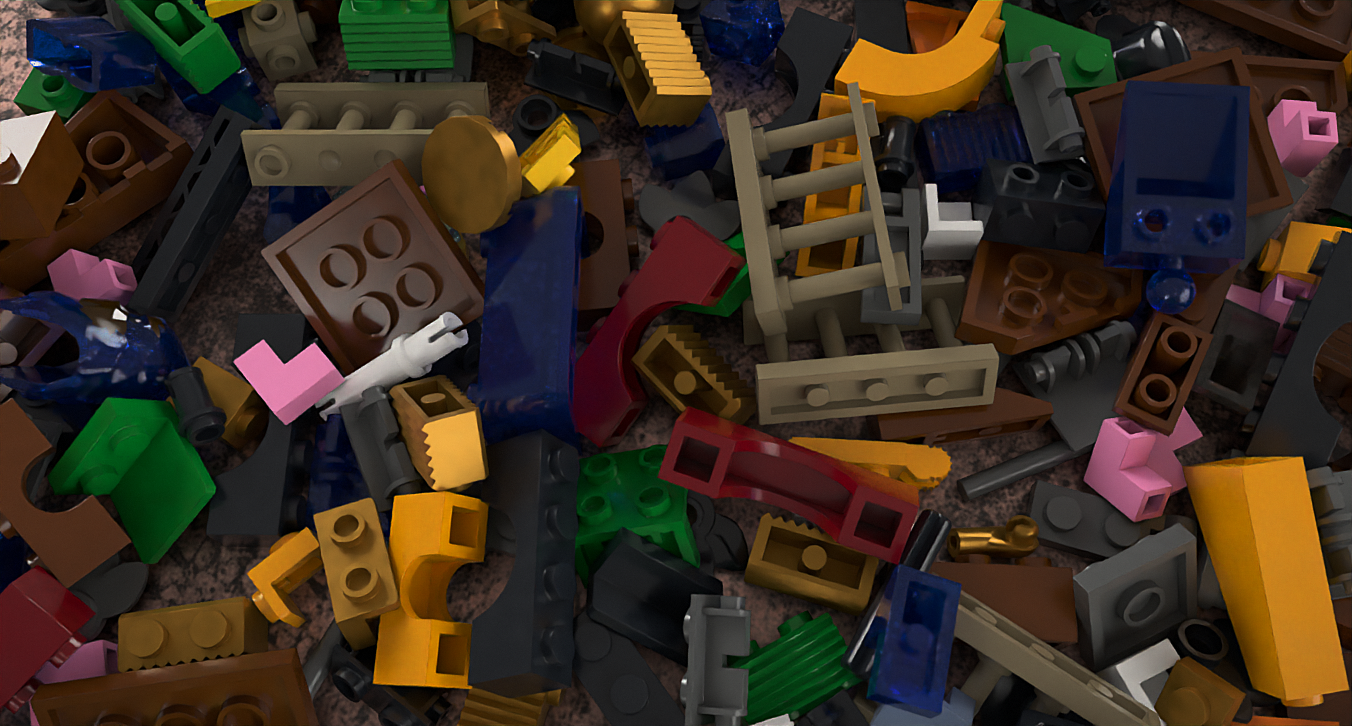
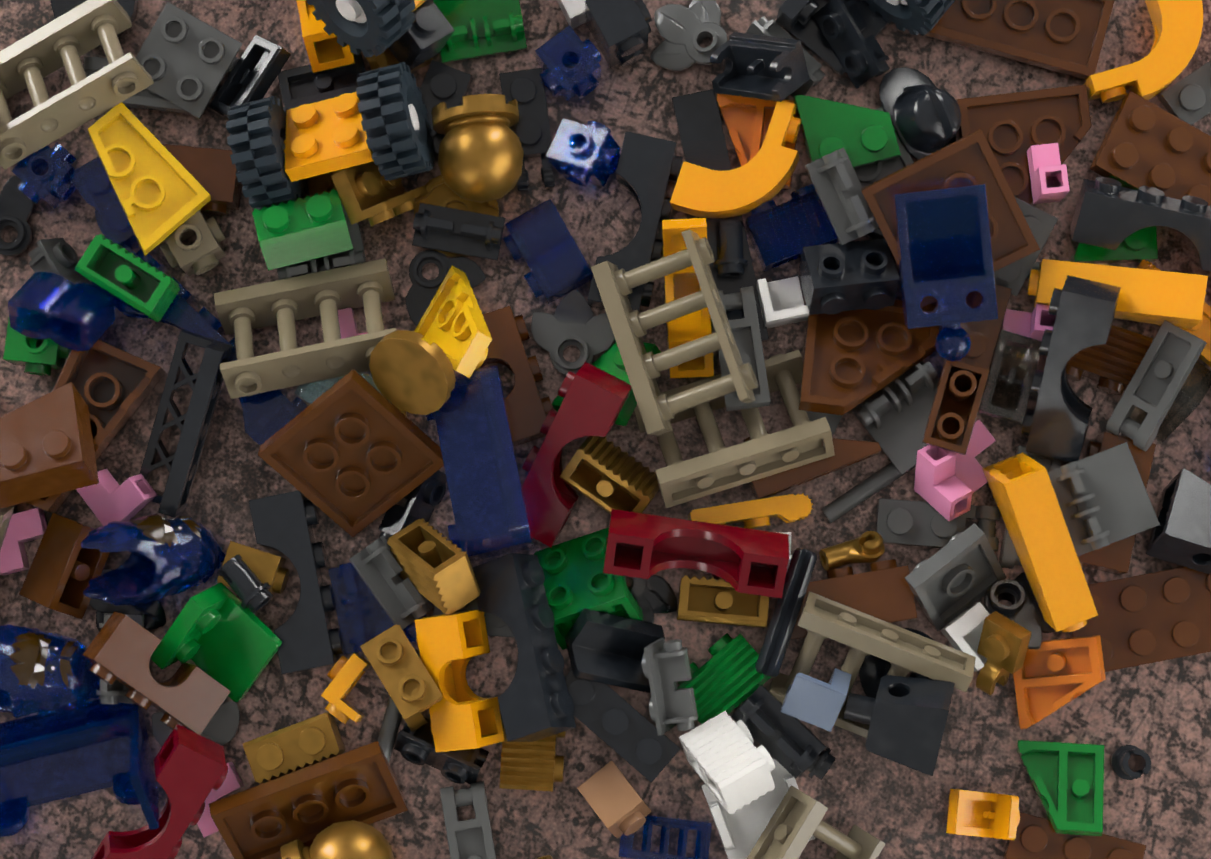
camera: 10 degrees left, 15 degrees up
(291, 386) = (308, 555): bright pink piece -> none
(409, 357) = (392, 511): white pin -> none
(657, 68) = (526, 228): pearl gold brick -> none
(913, 641) = (798, 651): clear blue slope -> none

